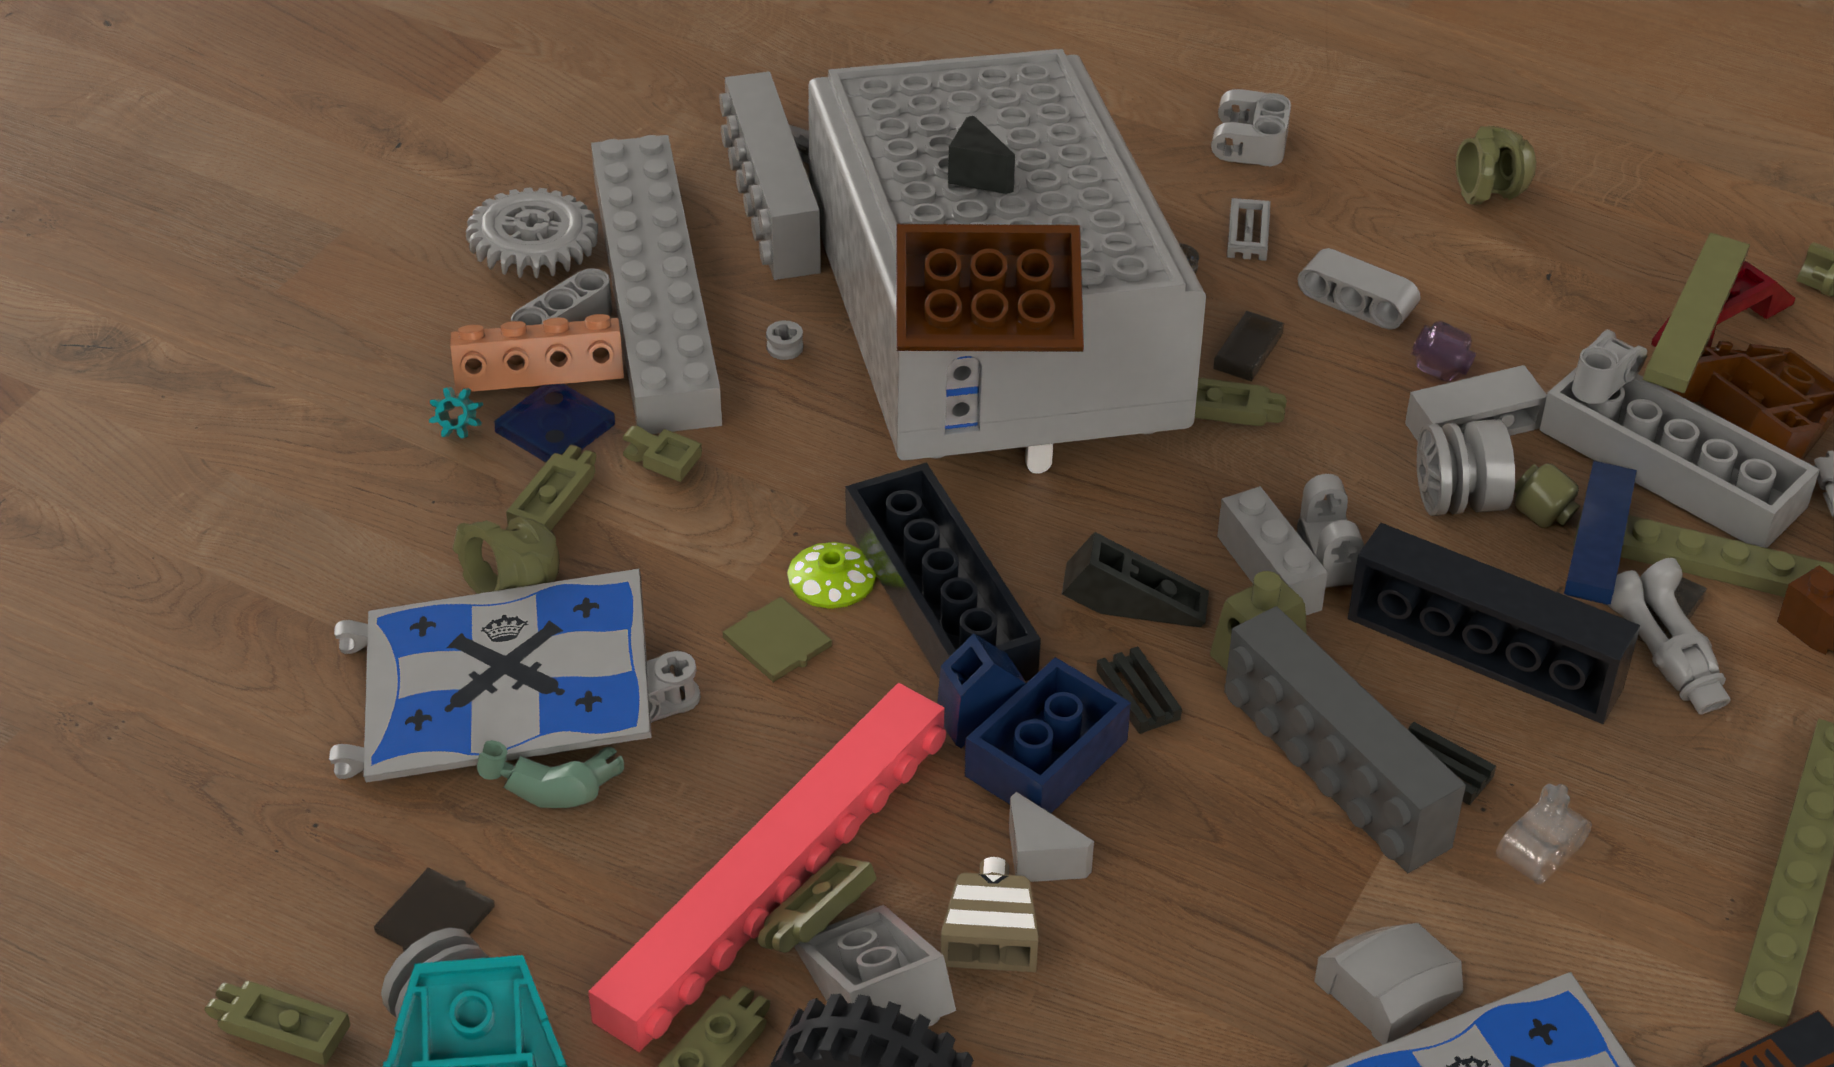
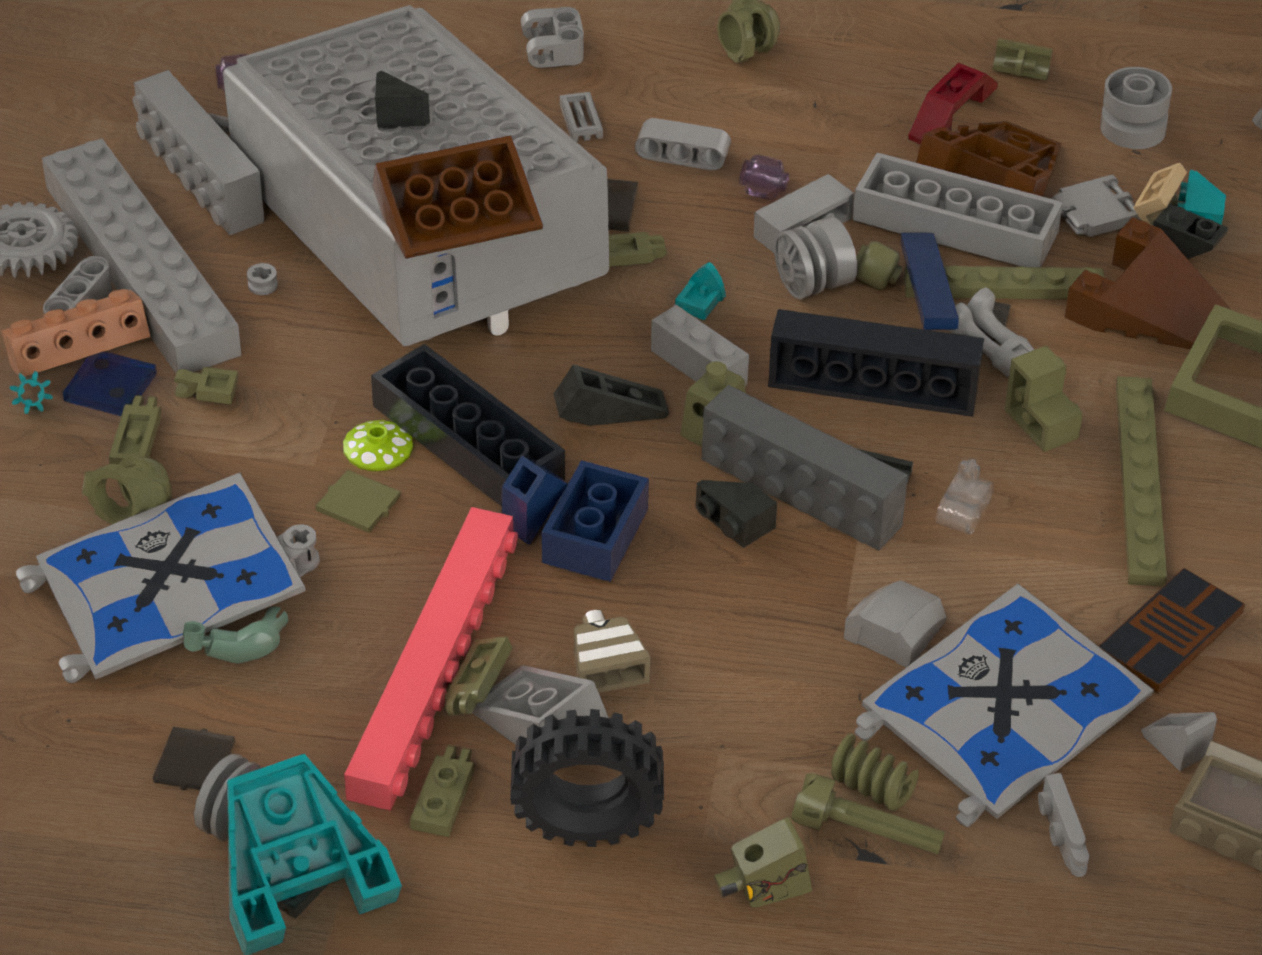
camera: 20 degrees left, 0 degrees up
(279, 1020) = (115, 858): olive hinge -> none
(1045, 845) = (622, 592): light grey slope -> none
(1150, 678) = (646, 467): pearl dark grey tile -> none
(1239, 771) = (737, 509): none -> pearl dark grey slope
(1290, 483) = (702, 292): none -> teal tile
(1328, 531) = (743, 330): light grey piece -> none
(1606, 368) = (892, 162): light grey piece -> none
(1695, 725) = (1037, 399): none -> olive brick
(1696, 313) = (940, 108): olive tile -> none

